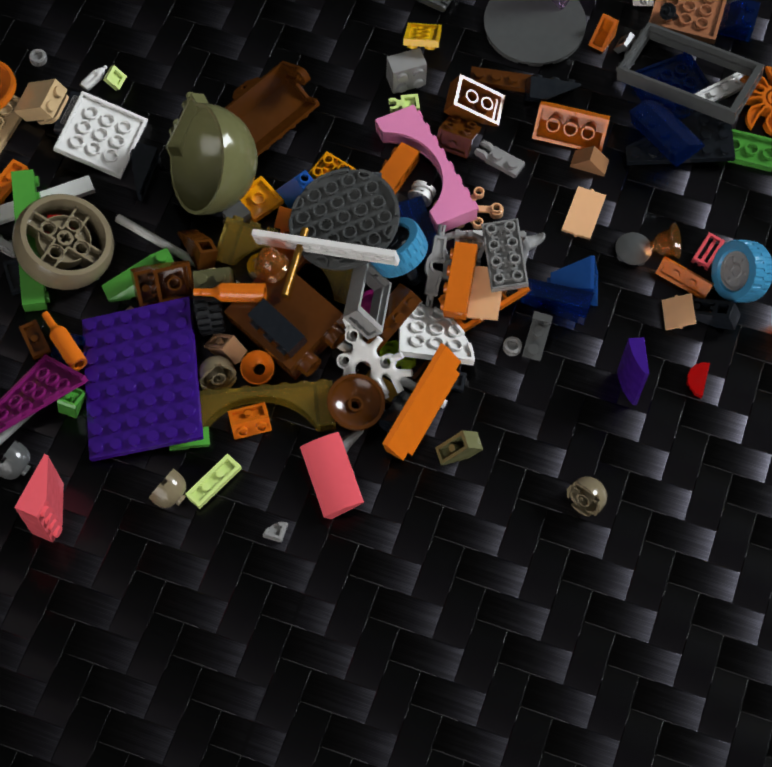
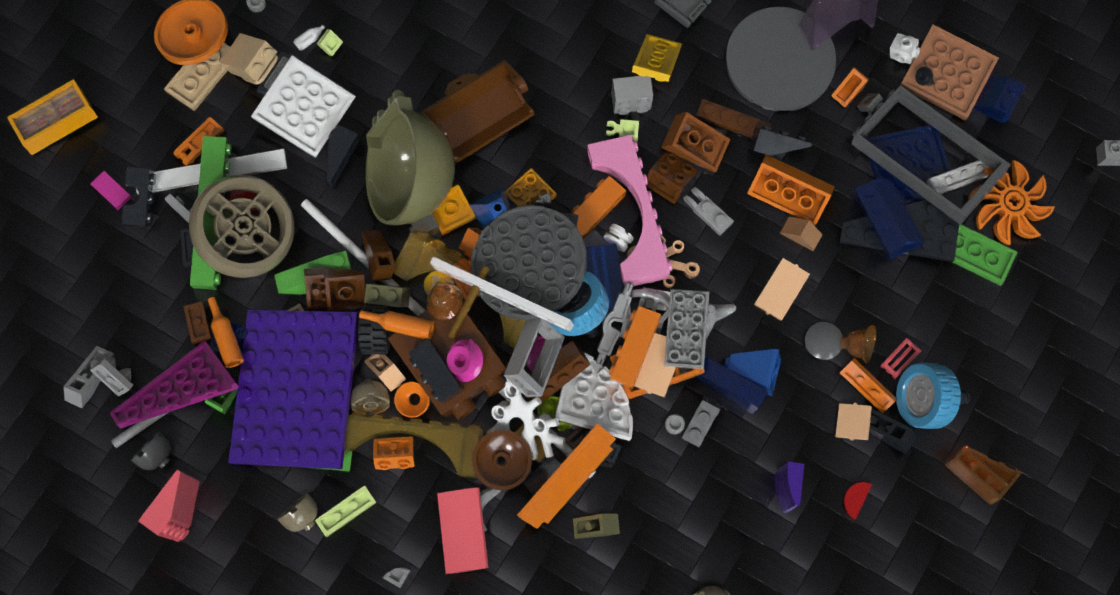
camera: 10 degrees right, 10 degrees up
(303, 311) = (465, 360): none -> dark pink piece

